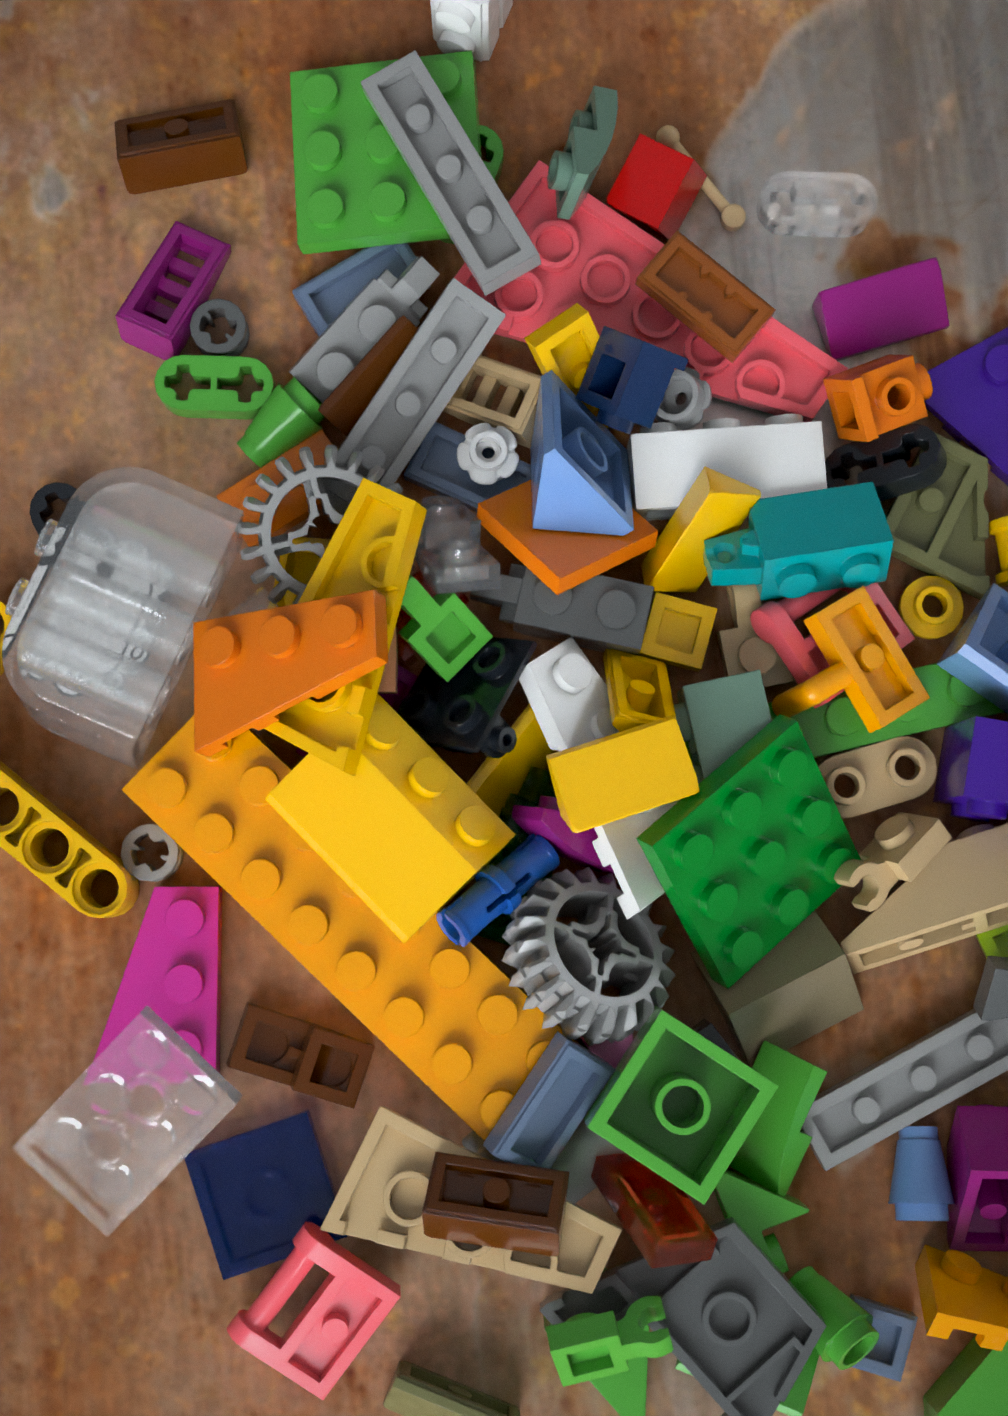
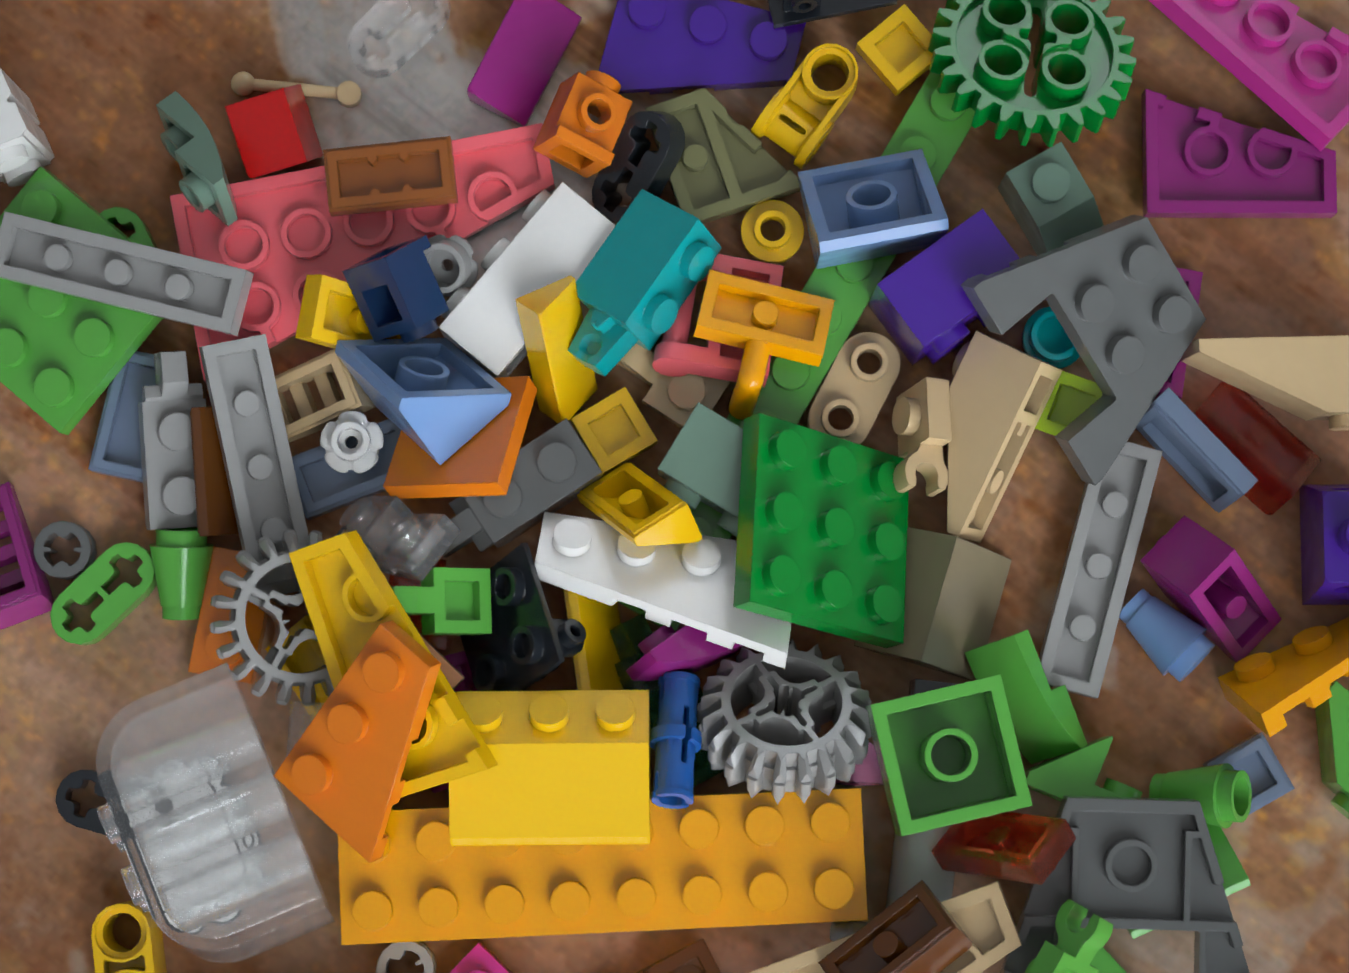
camera: 45 degrees left, 0 degrees up
(549, 1104) = (862, 849): sand blue tile -> none
(622, 774) = (679, 573): yellow slope -> none

